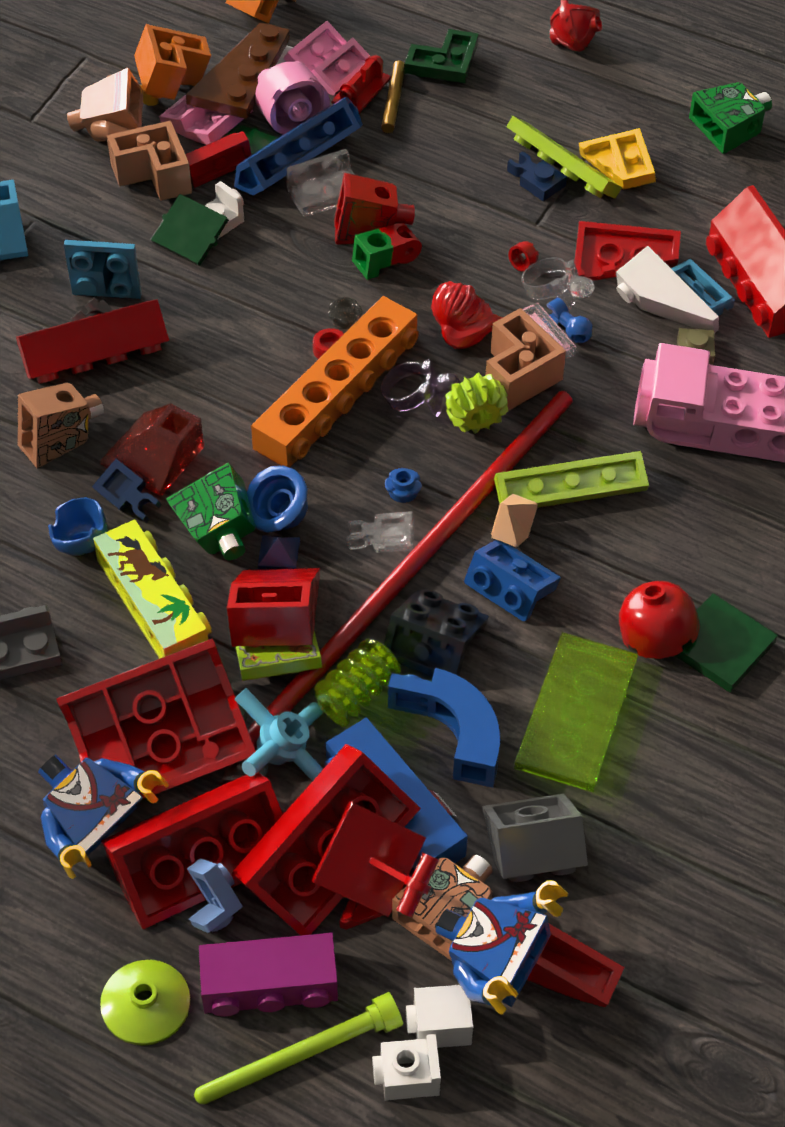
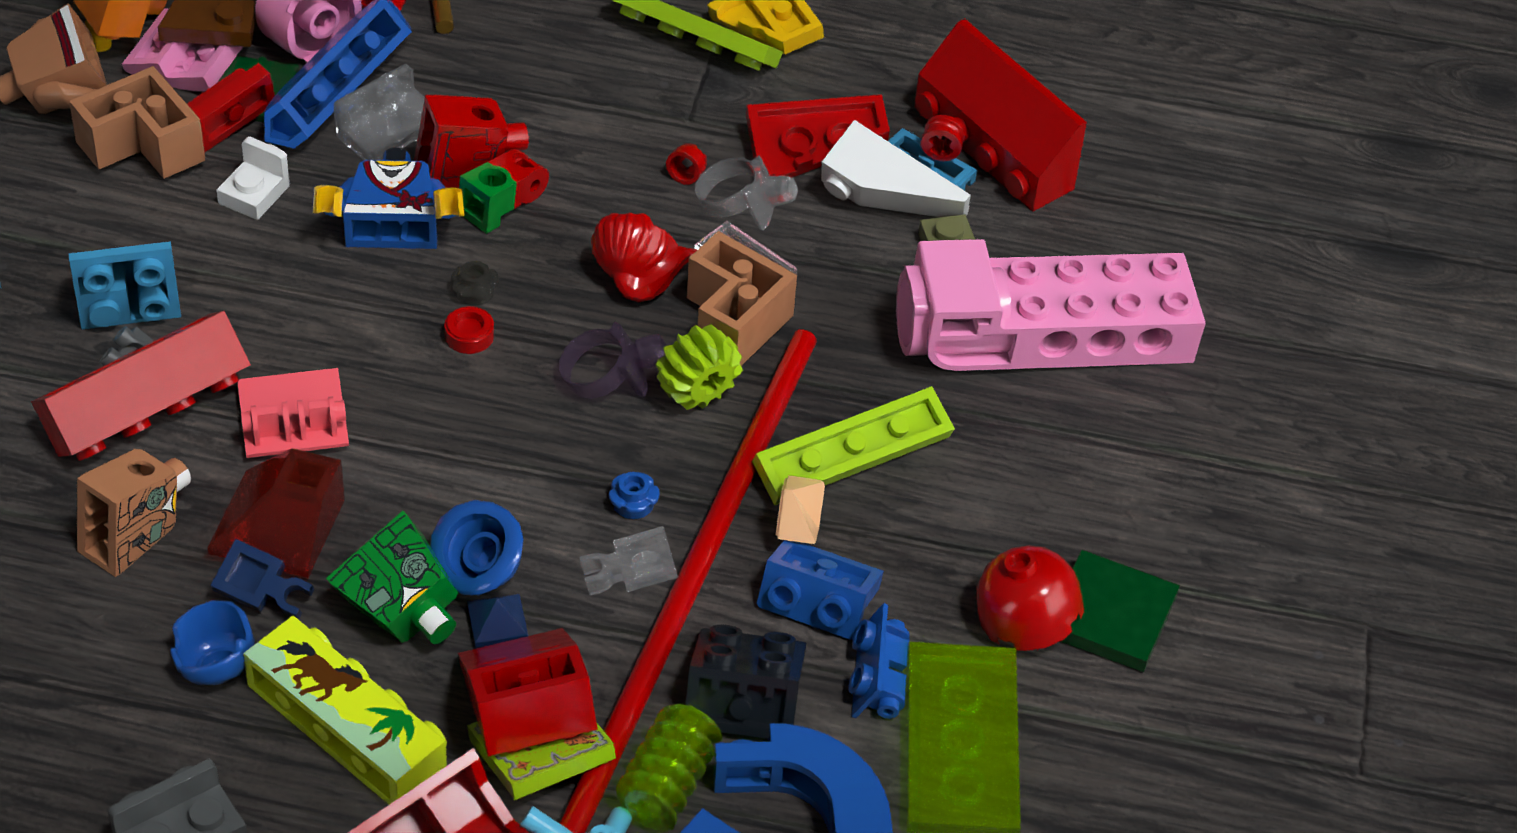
camera: 20 degrees left, 5 degrees down
(189, 229) = (222, 210): dark green piece -> none
(189, 379) = (292, 412): none -> coral hinge
(301, 245) = (390, 203): none -> torso
(334, 382) = (496, 379): orange brick -> none
(525, 654) = (879, 646): none -> blue hinge
(538, 179) = (669, 59): dark blue plate -> none
(577, 328) = (790, 244): blue arm -> none
(720, 265) = (943, 149): none -> red bush

